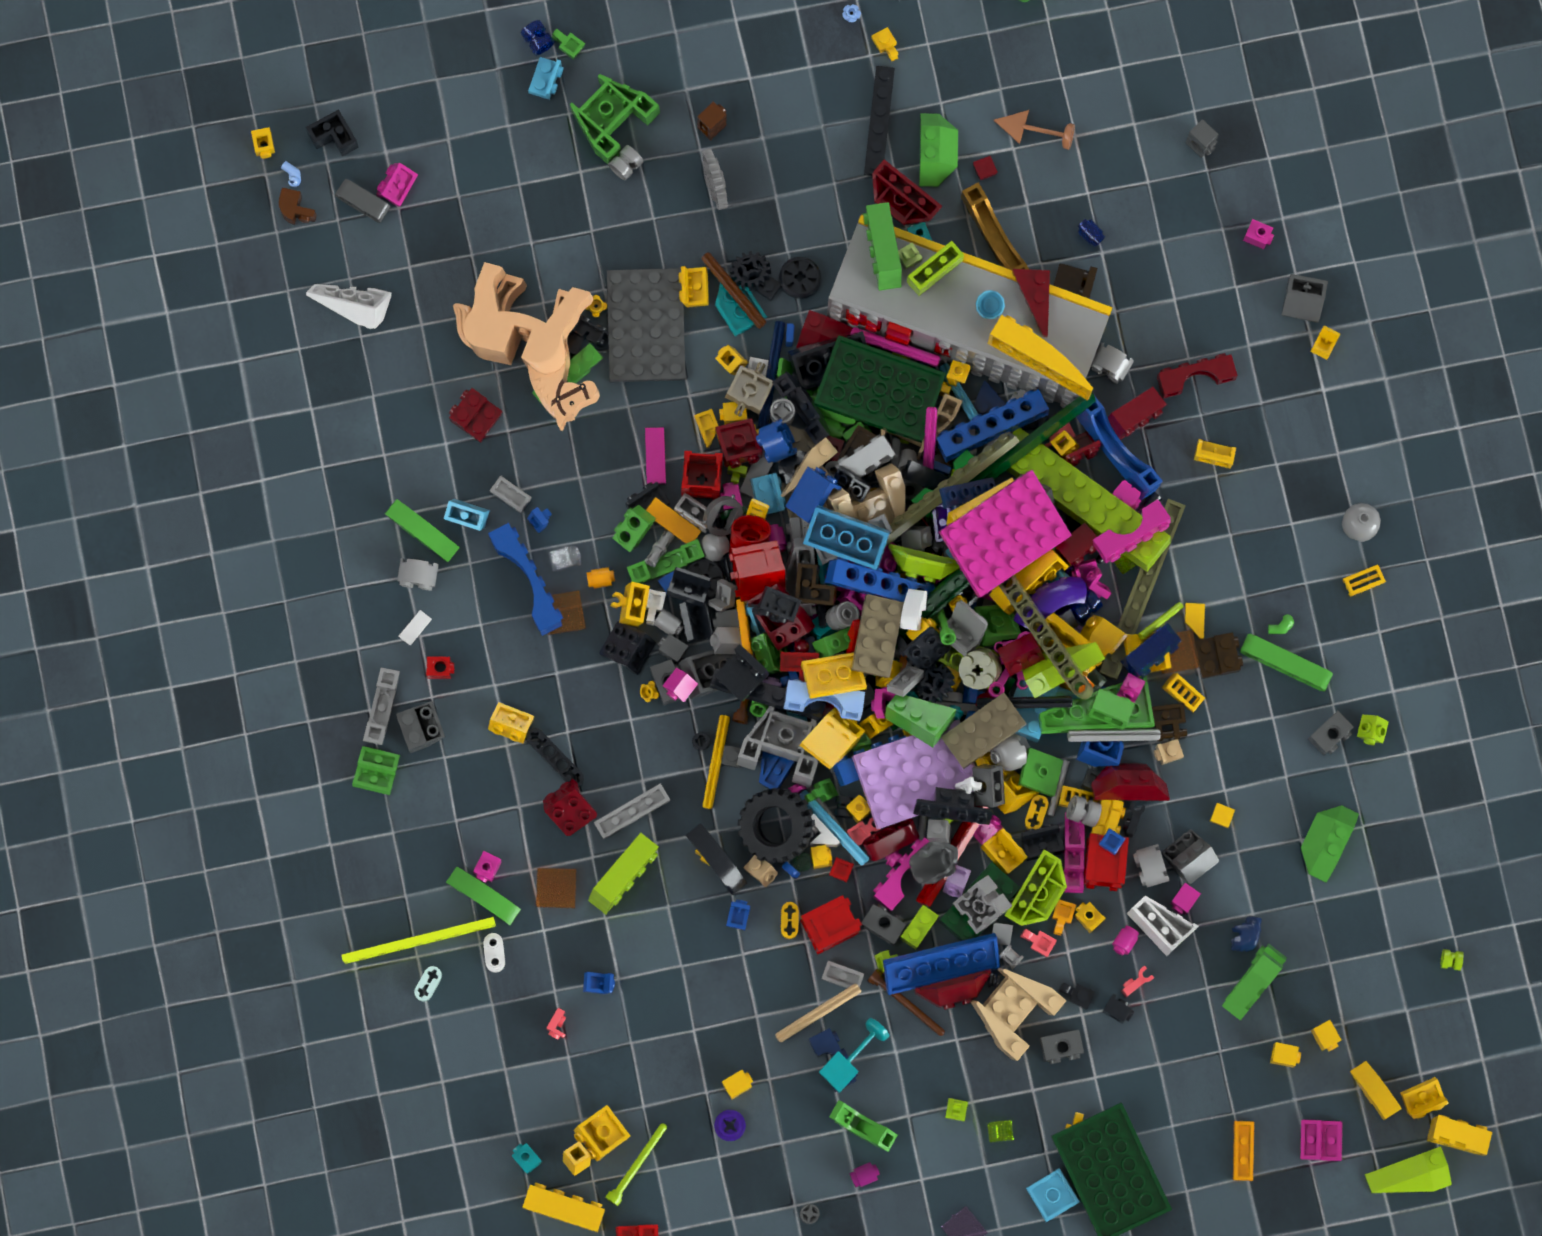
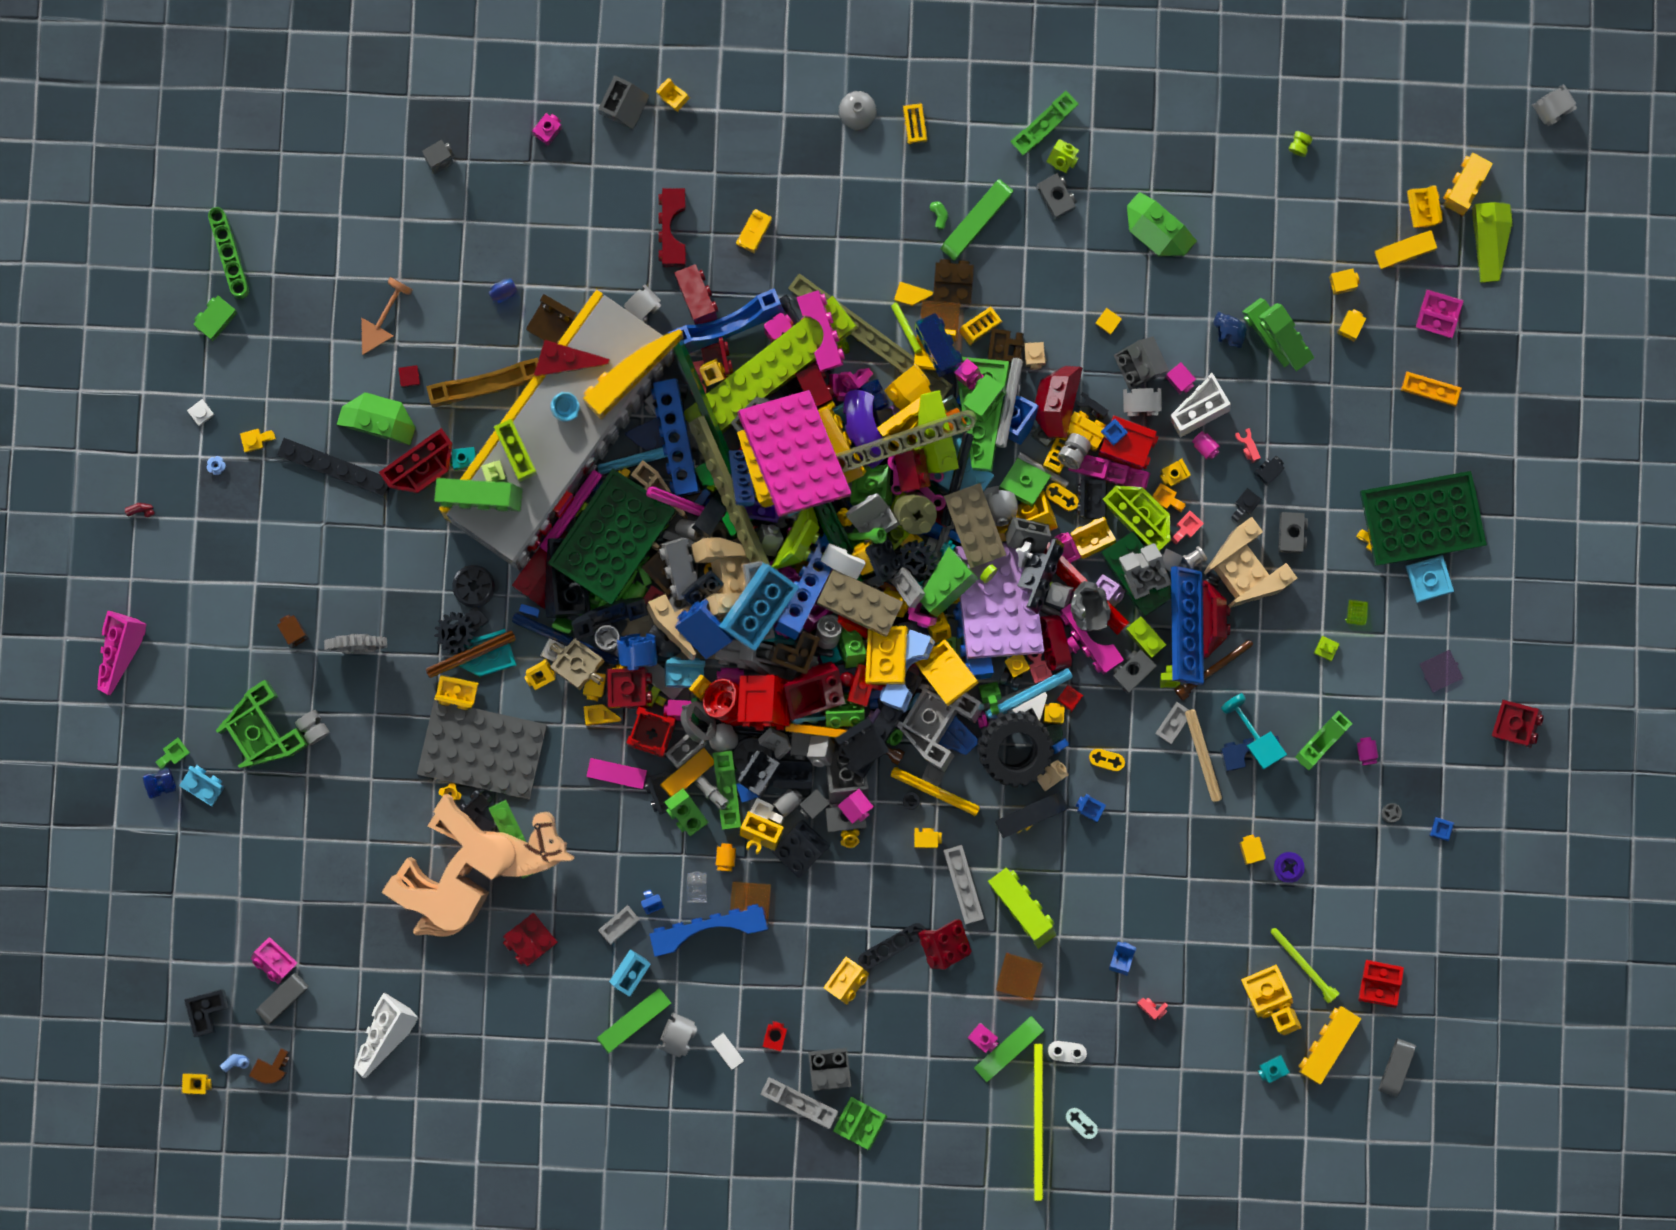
camera: 75 degrees left, 5 degrees up
(667, 764) = (927, 838): none -> yellow brick
(776, 606) = (807, 692): black bracket -> none
(830, 924) = (1123, 721): red container -> none
(940, 755) = (988, 573): none -> lime tile
(957, 373) = (614, 456): yellow bracket -> none
(1399, 704) = (1044, 123): none -> bright green slope

